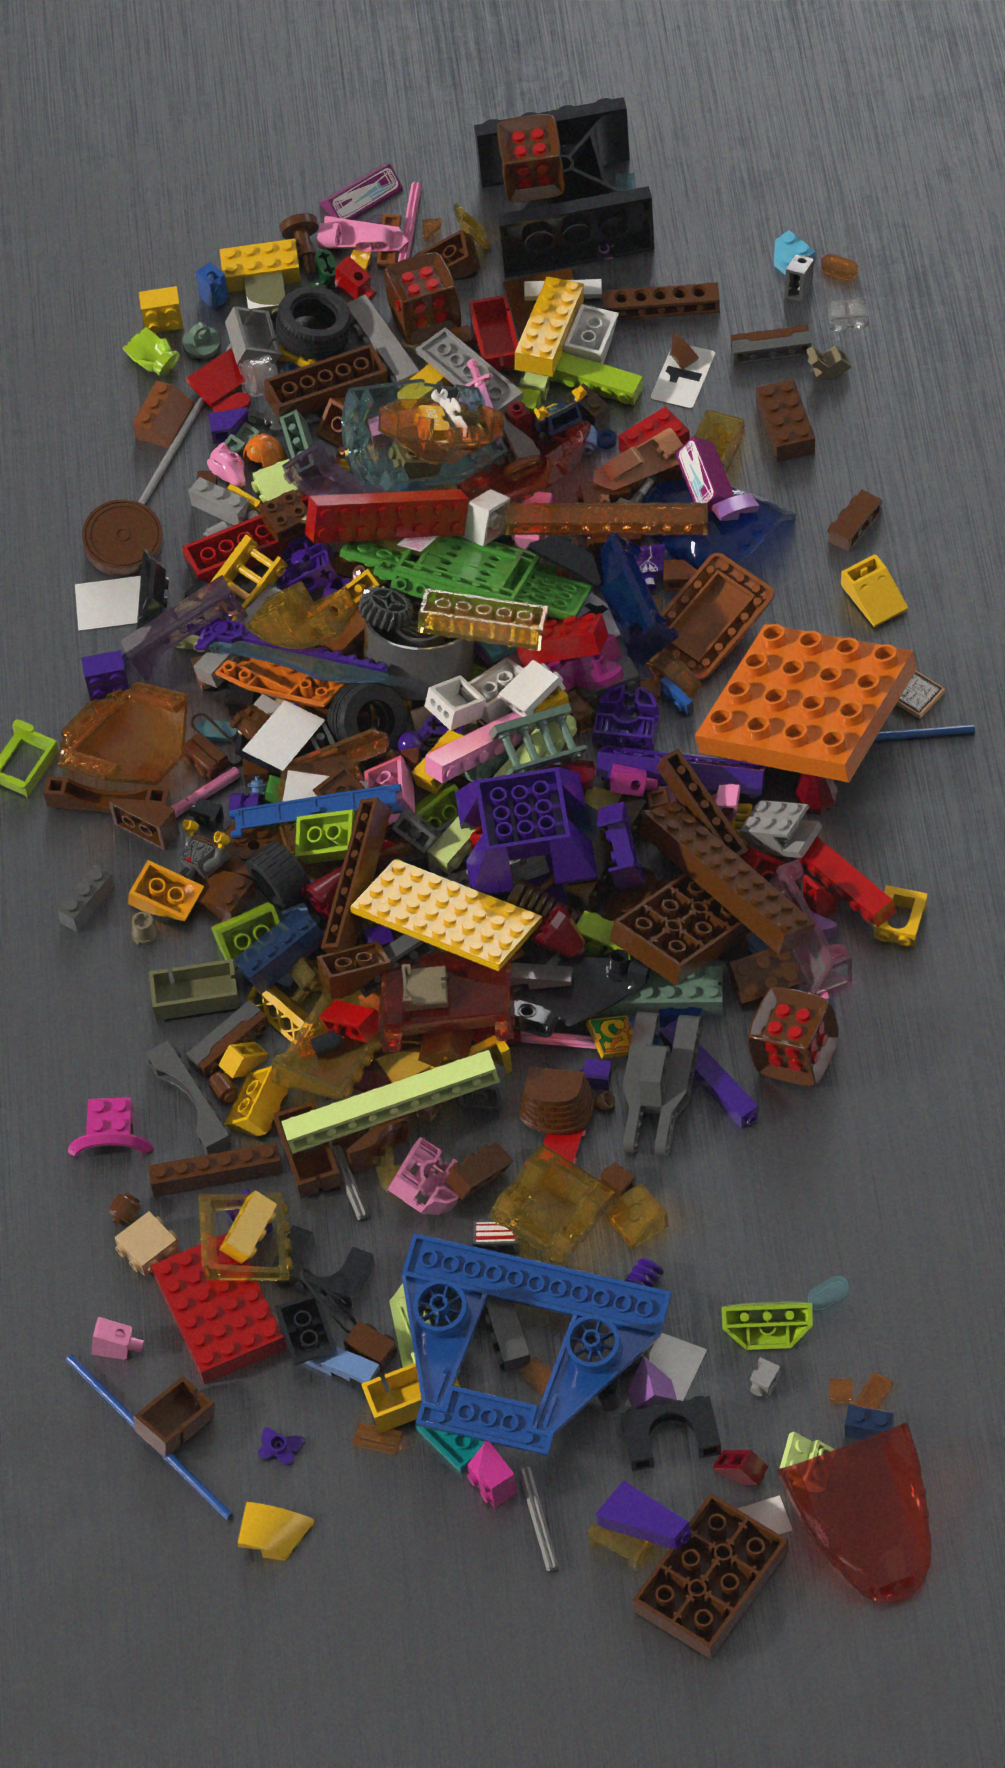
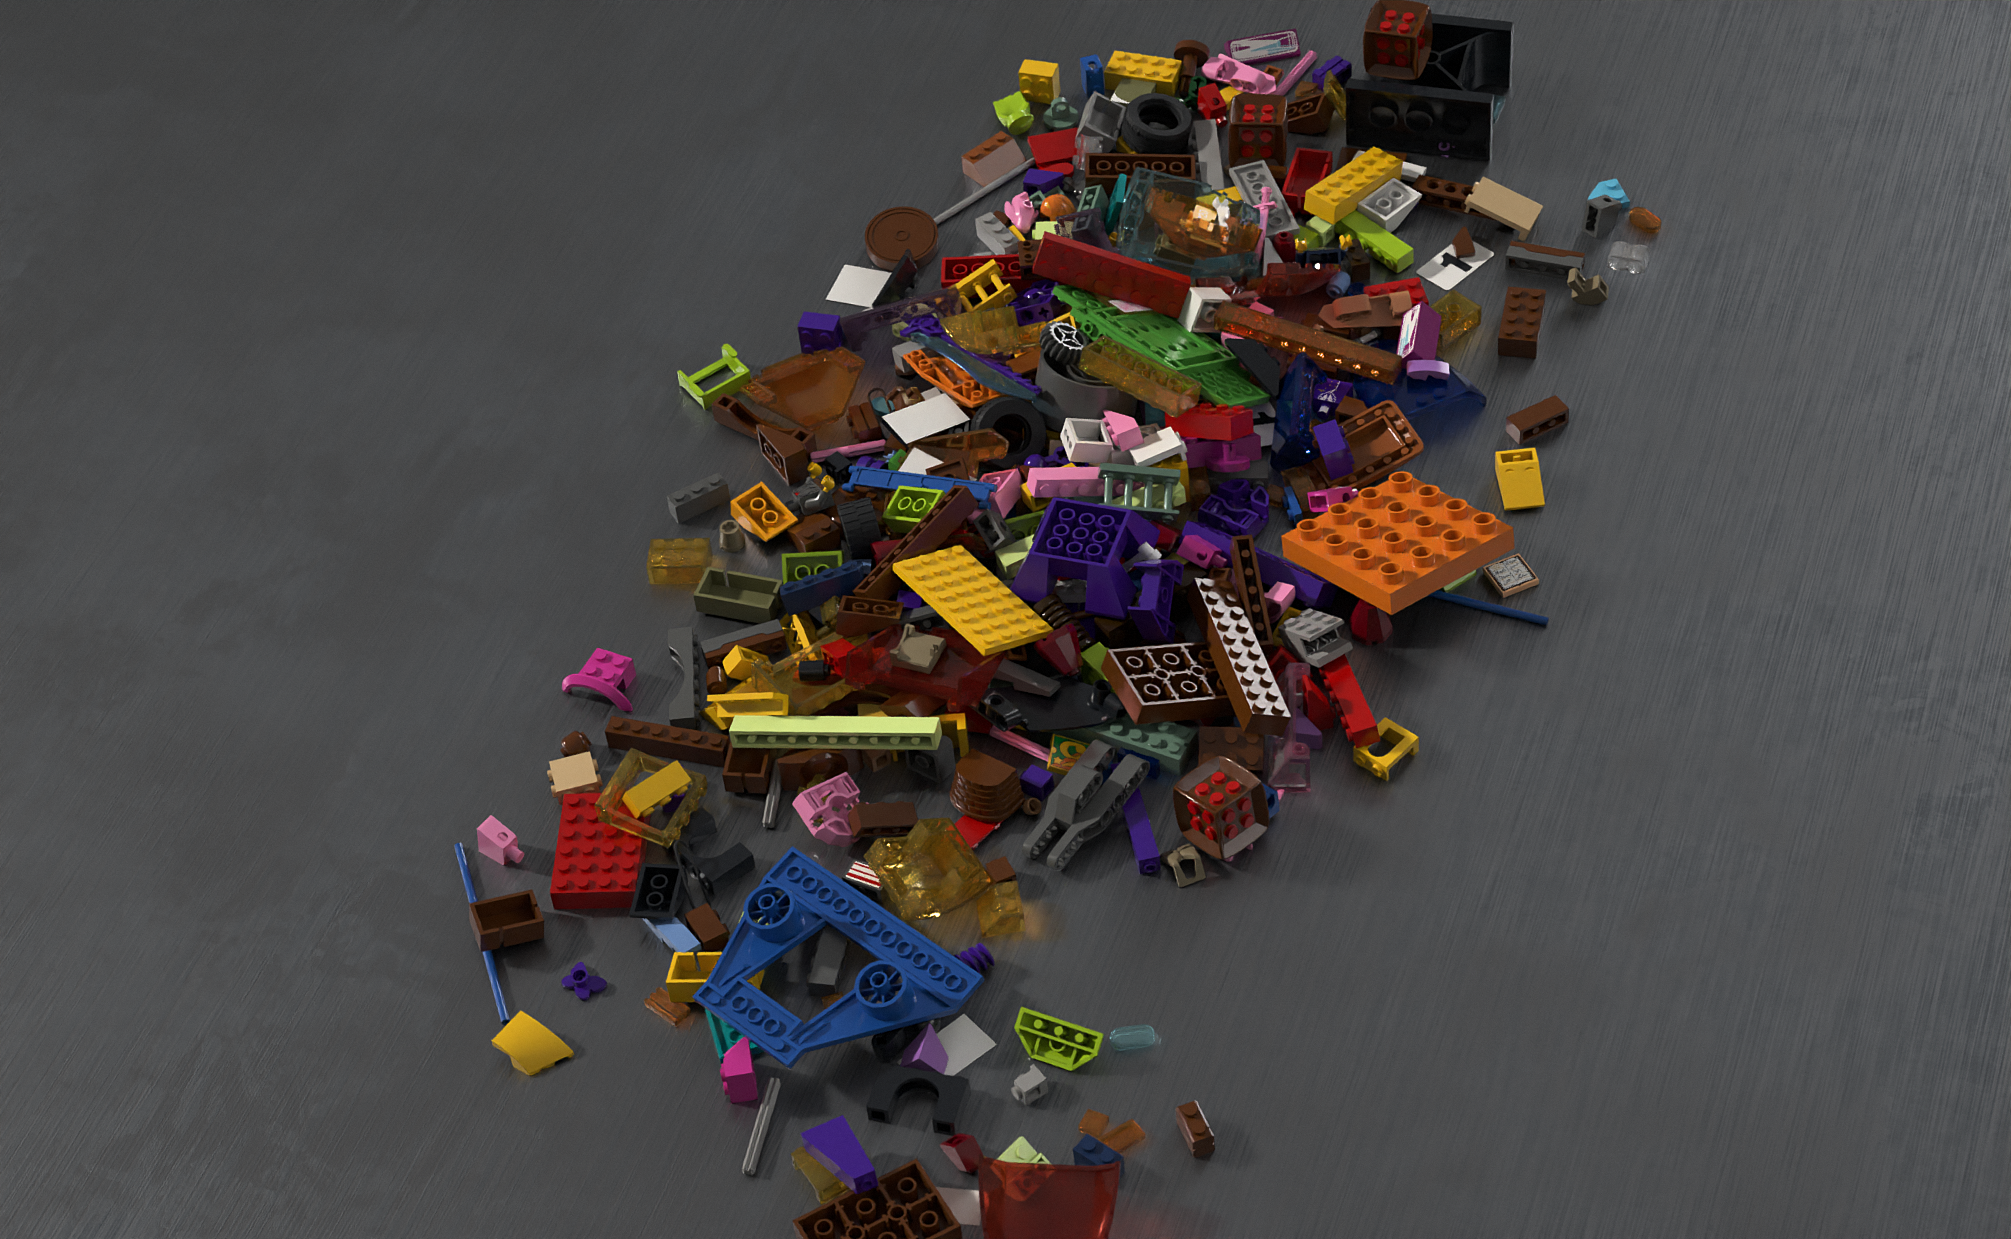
camera: 25 degrees right, 10 degrees down
(108, 973) = (678, 560): none -> clear yellow brick
(290, 1104) = (750, 704): none -> yellow fence
(326, 424) = (1115, 204): none -> teal tile
(446, 199) = (1340, 68): none -> dark purple brick
(490, 679) = (1122, 430): none -> bright pink slope
(585, 803) = (1145, 553): none -> white brick
(692, 624) = (1334, 449): none -> dark purple brick
(704, 299) = (1504, 206): none -> tan panel
(719, 673) = (1321, 500): none -> dark pink torso
(768, 1101) = (1173, 859): none -> dark tan piece
(937, 1359) = (1195, 1129): none -> reddish brown brick

